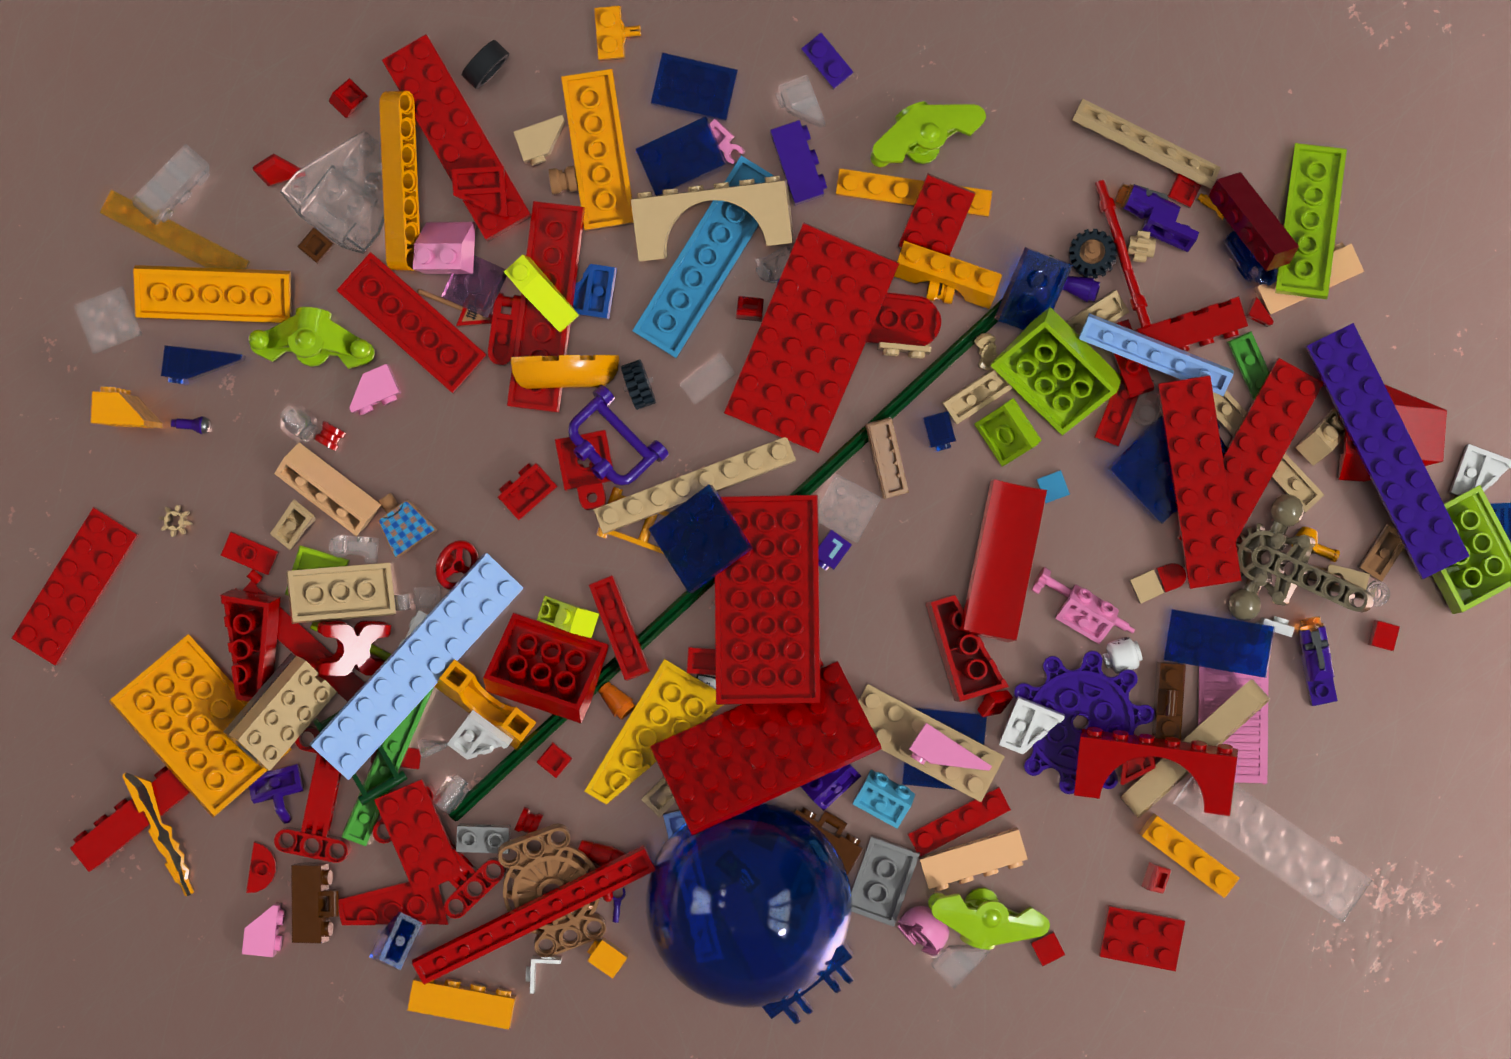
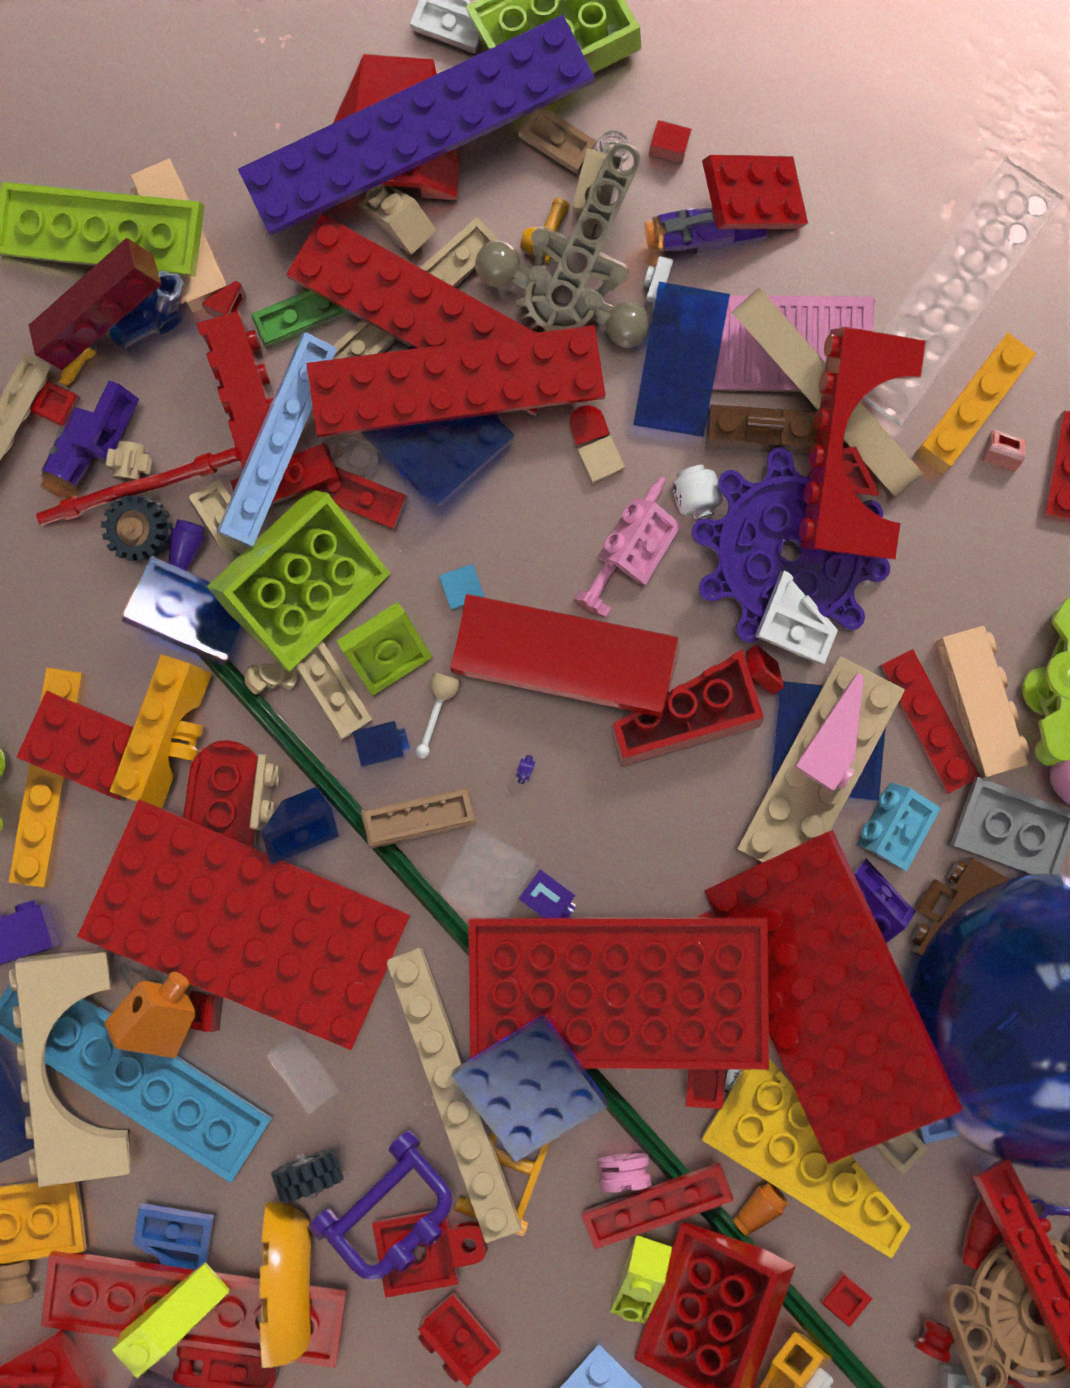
camera: 90 degrees left, 5 degrees down
(641, 604) = (624, 1172): none -> bright pink wheel
(747, 276) = (153, 1017): none -> orange torso
(881, 374) = (299, 825): none -> clear blue slope
(922, 533) = (525, 769): none -> dark purple piece
(979, 474) = (443, 688): none -> hinge
(1342, 696) = (754, 192): none -> red plate

